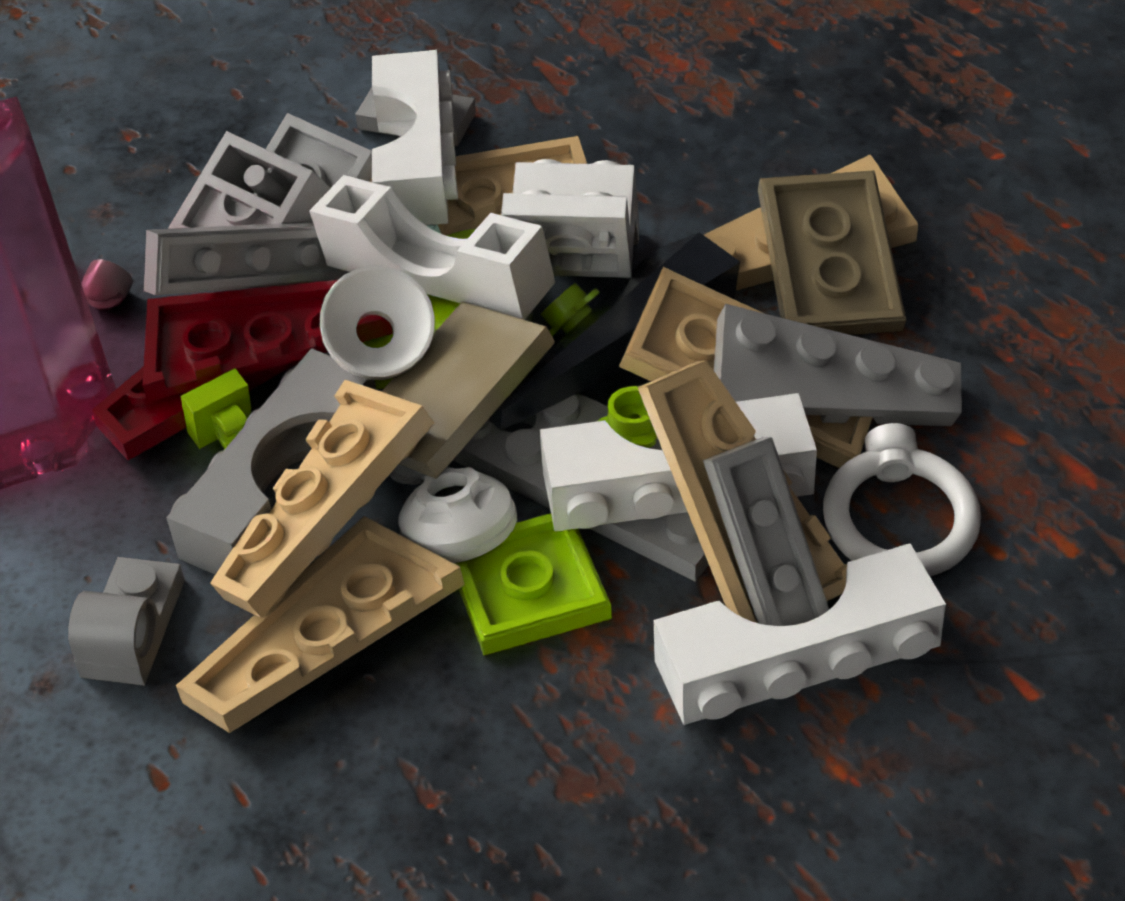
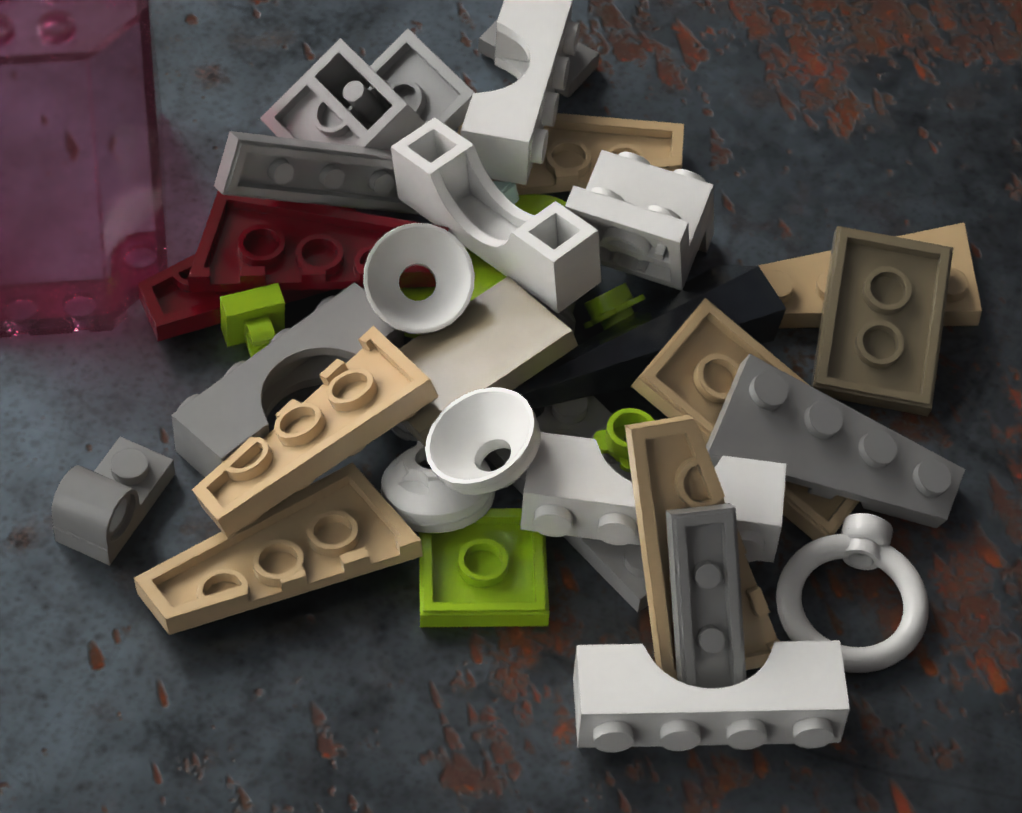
camera: 10 degrees right, 5 degrees up
(106, 284) = (188, 155): light grey hinge -> none
(488, 437) = (472, 430): none -> white piece

